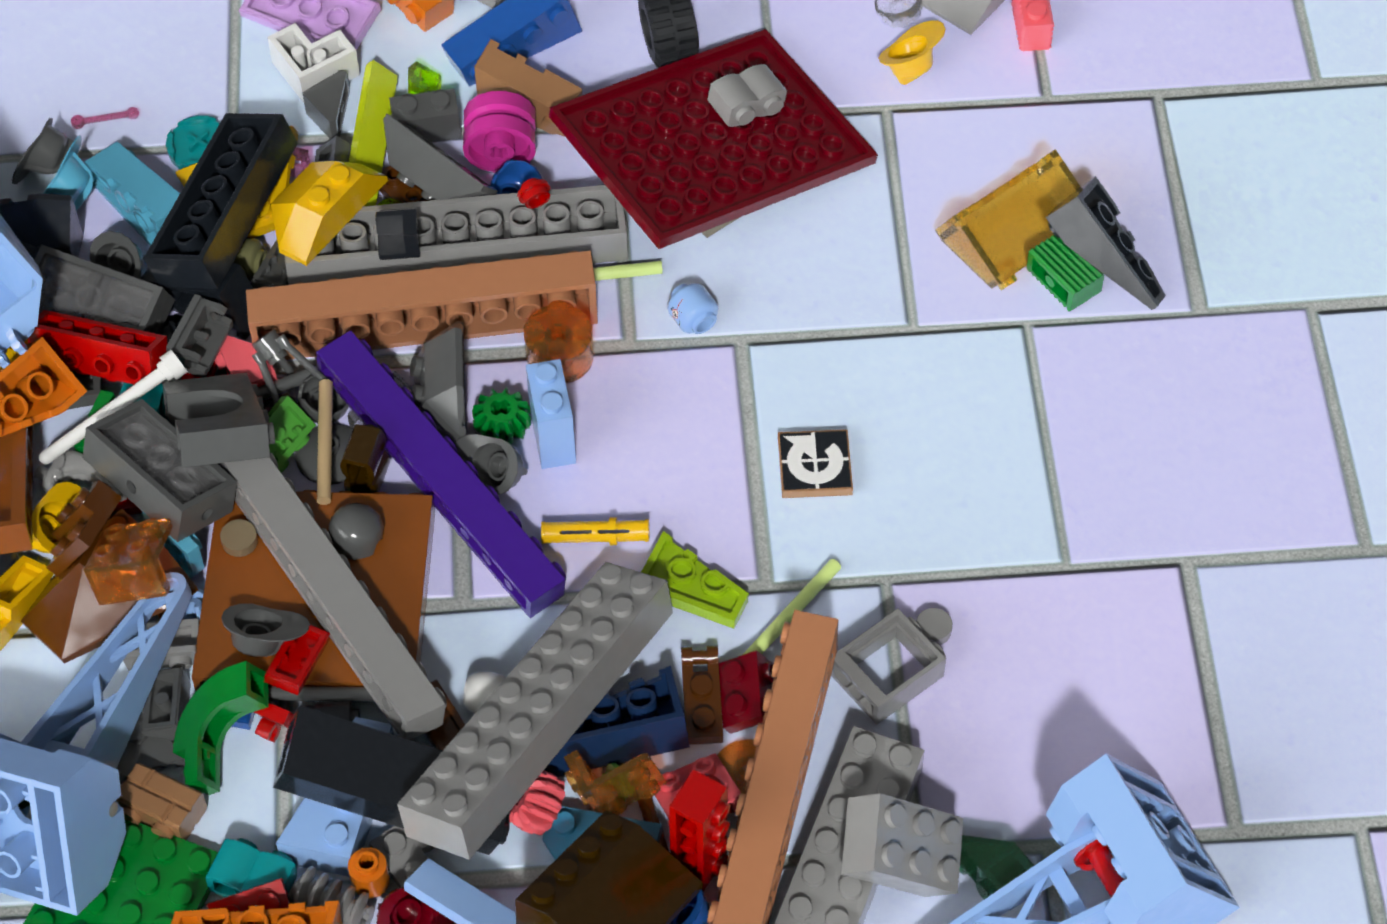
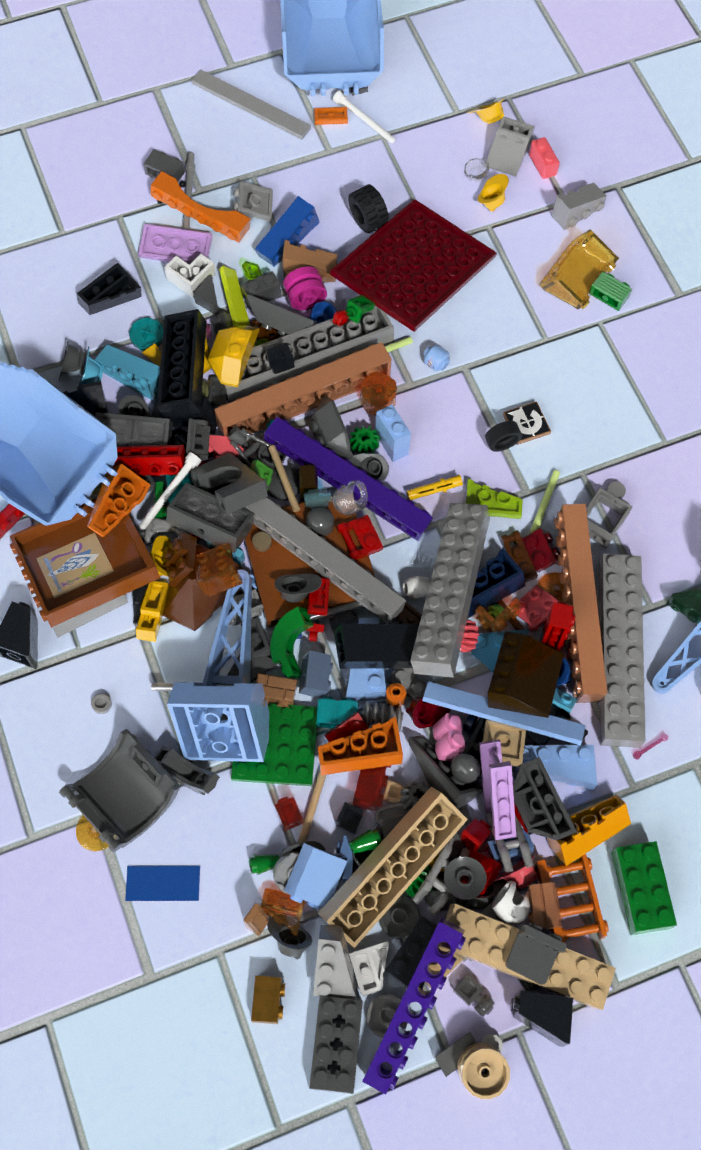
camera: 20 degrees left, 10 degrees up
(78, 121) = (77, 337): clear pink hinge -> none
(159, 55) = (109, 290): none -> black wedge
(239, 795) = (315, 674): none -> sand blue brick
(366, 488) = (317, 498): none -> clear light blue brick
(412, 502) = (344, 499): none -> clear helmet
(428, 578) = (365, 535): none -> red plate
(575, 180) = (357, 307): none -> green bracket
(747, 95) = (425, 238): light grey brick -> none
(754, 458) = (503, 436): none -> black tyre
(902, 845) = (652, 607): light grey brick -> none
(1062, 108) = (578, 205): none -> light grey wedge
(1090, 228) = (617, 265): wedge -> none

